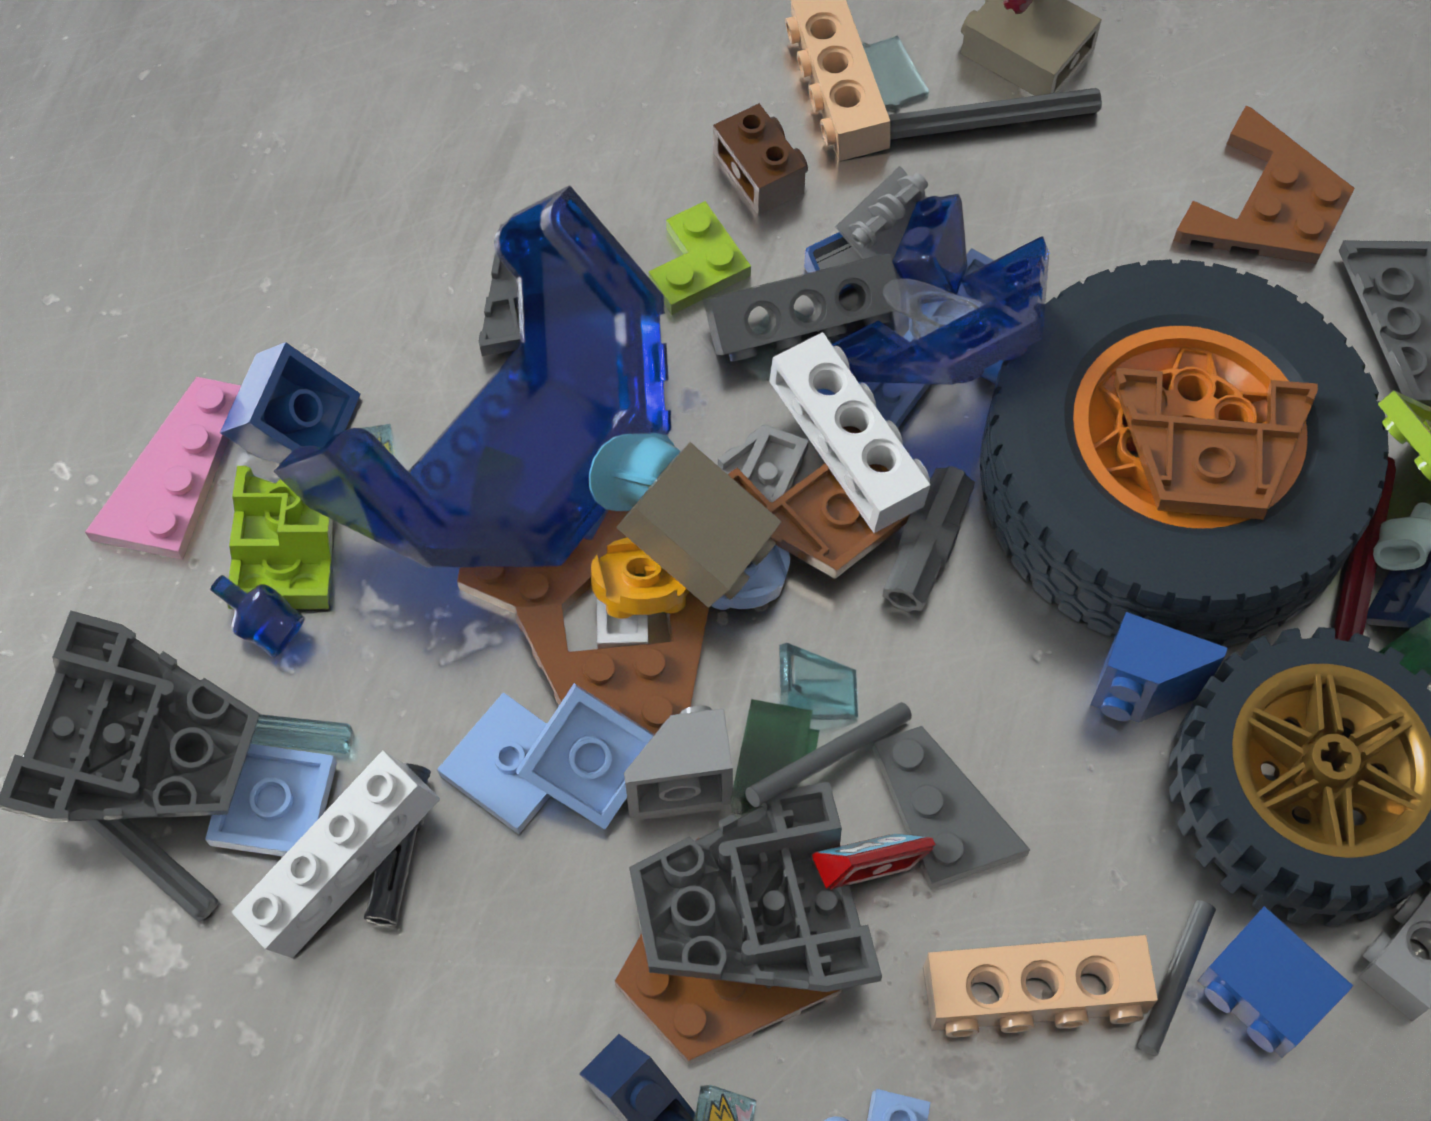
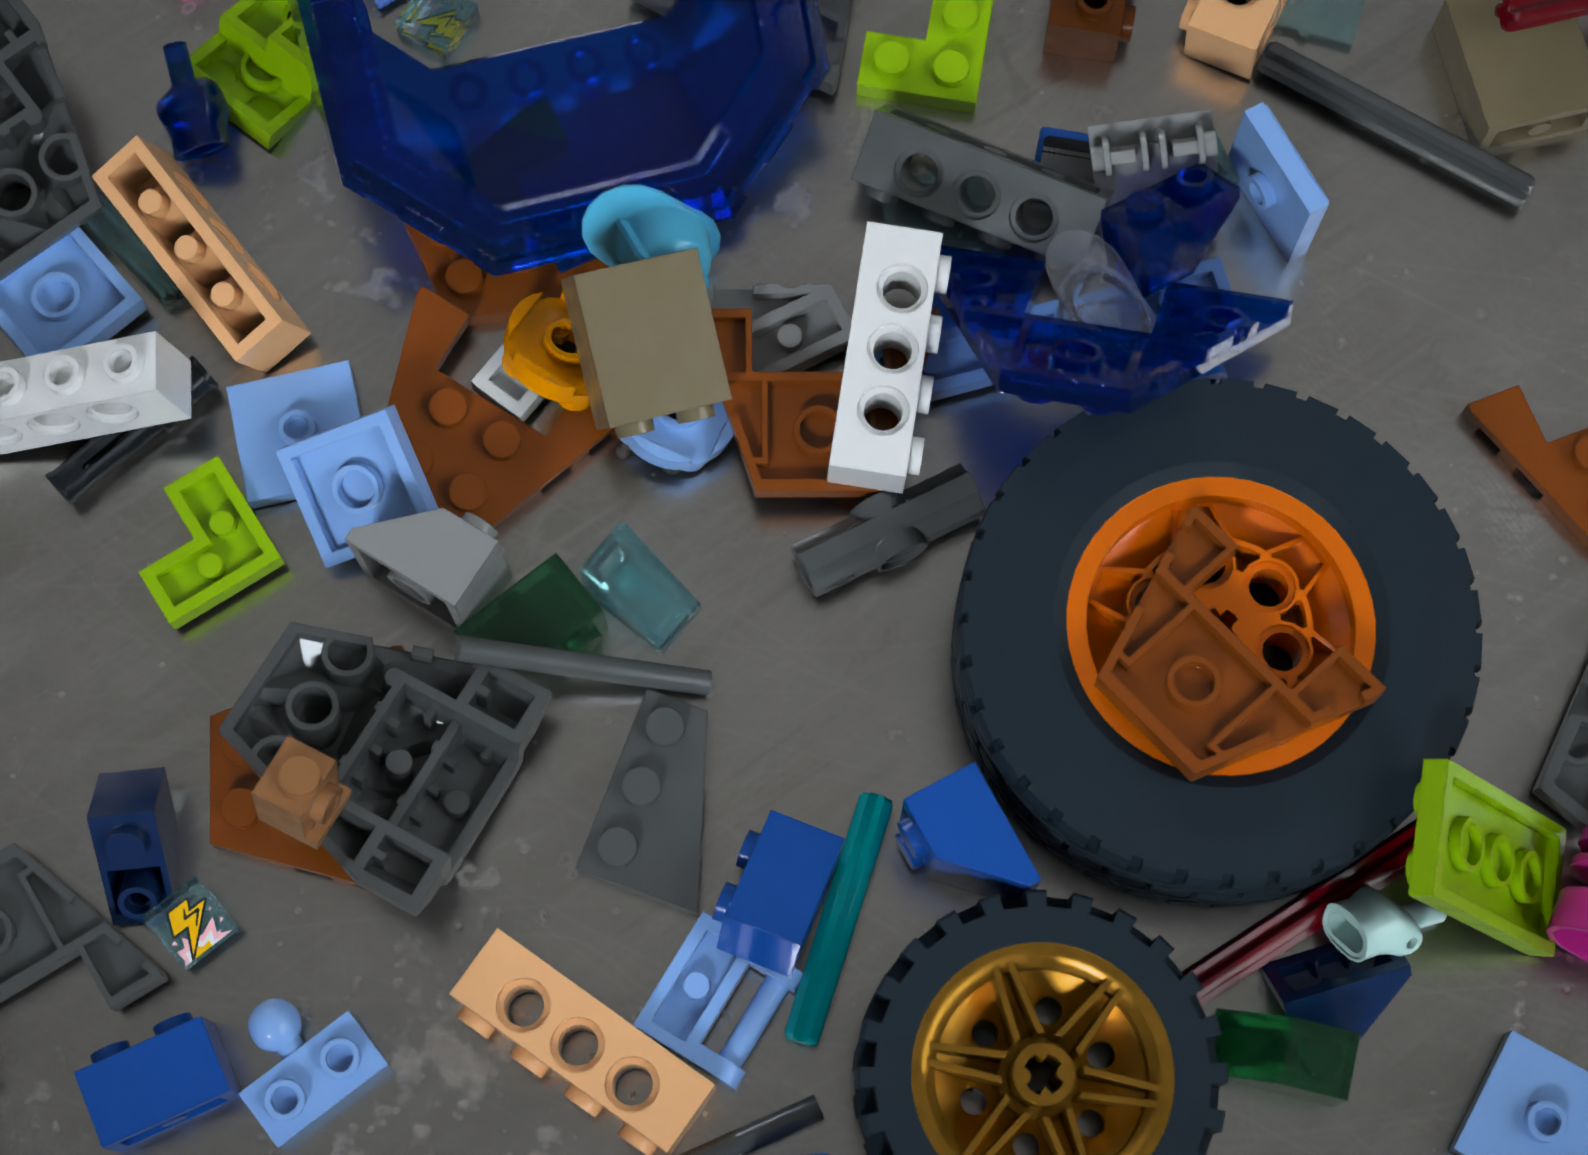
camera: 40 degrees right, 10 degrees up
(350, 695) = (201, 255): none -> light nougat brick
(528, 866) = (226, 551): none -> lime plate
(749, 955) = (300, 793): none -> medium nougat brick
(870, 858) = (532, 794): red slope -> none
(979, 177) = (1277, 182): none -> light blue plate
(1072, 792) = (778, 892): none -> blue brick
(1073, 891) = (695, 994): none -> light blue plate
(1113, 786) = (838, 919): none -> teal axle

